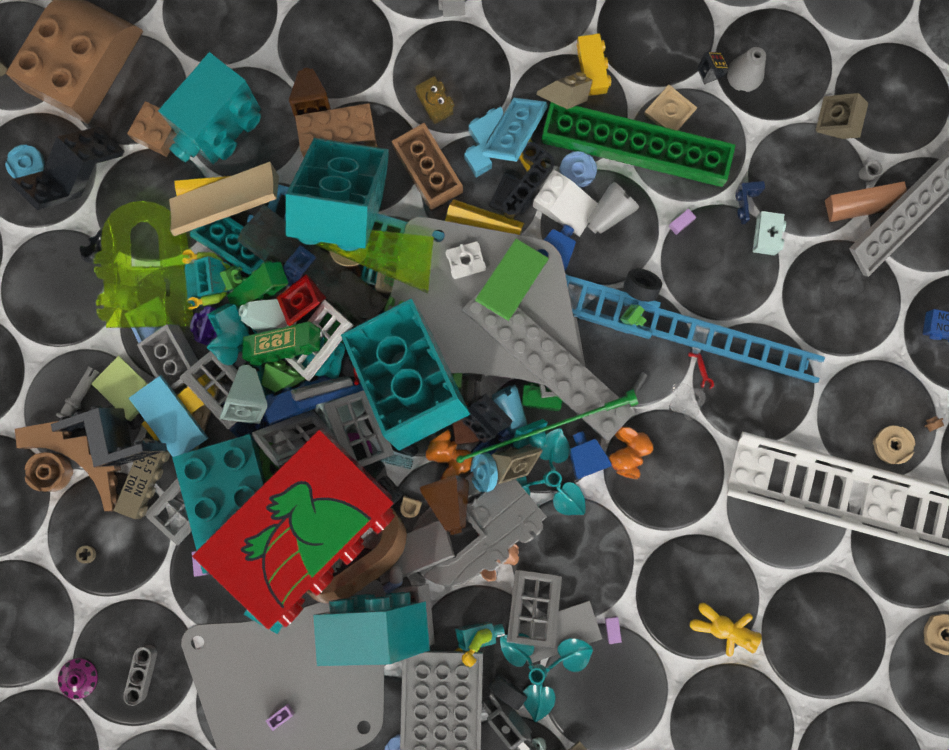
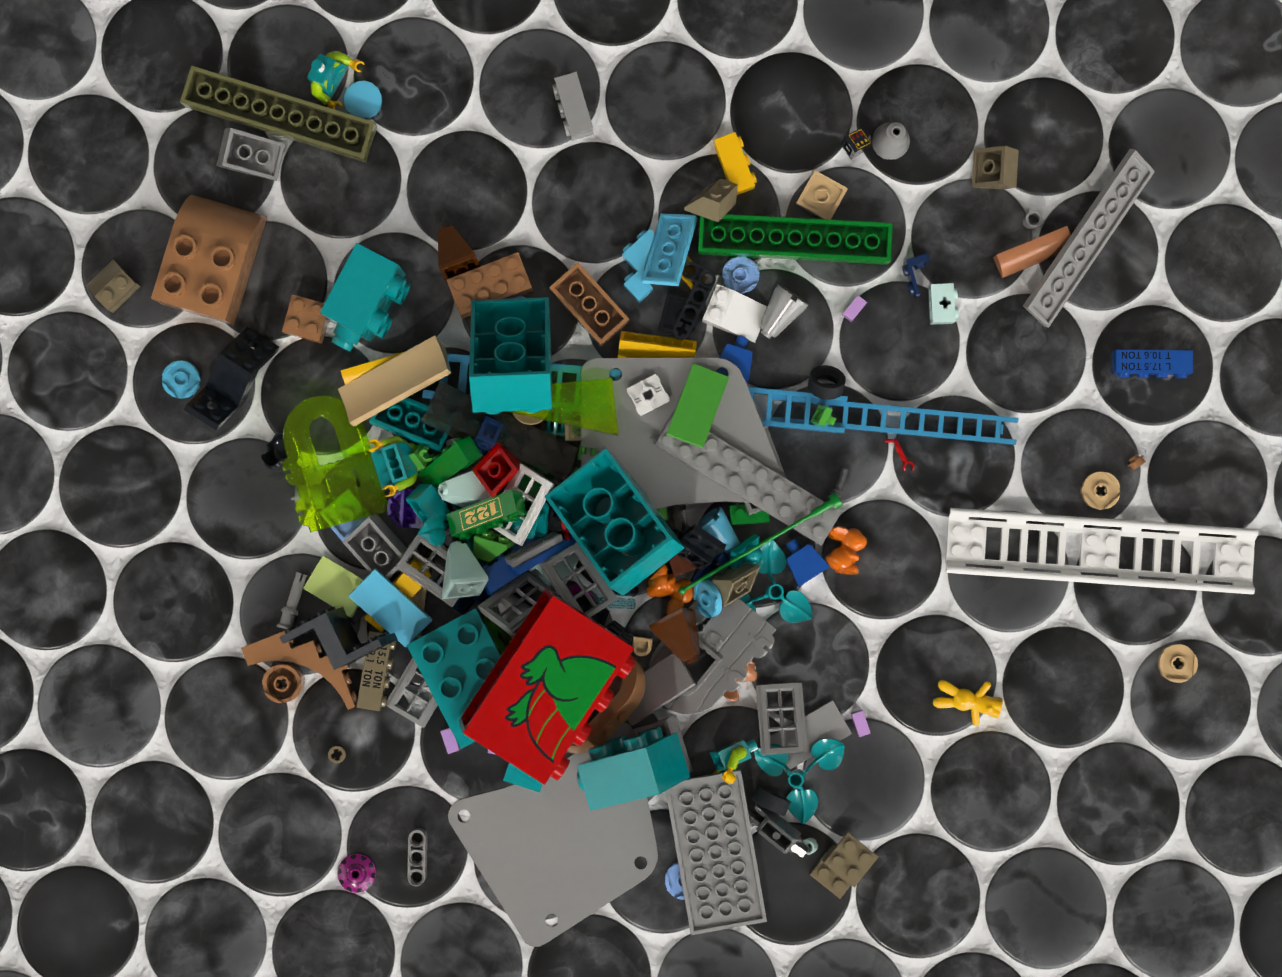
camera: 15 degrees left, 5 degrees up
(280, 717) = (559, 869): lavender piece -> none
(395, 578) = (643, 718): light grey arm -> none
(434, 99) = (581, 232): clear yellow brick -> none
(683, 401) = (888, 489): clear plate -> none

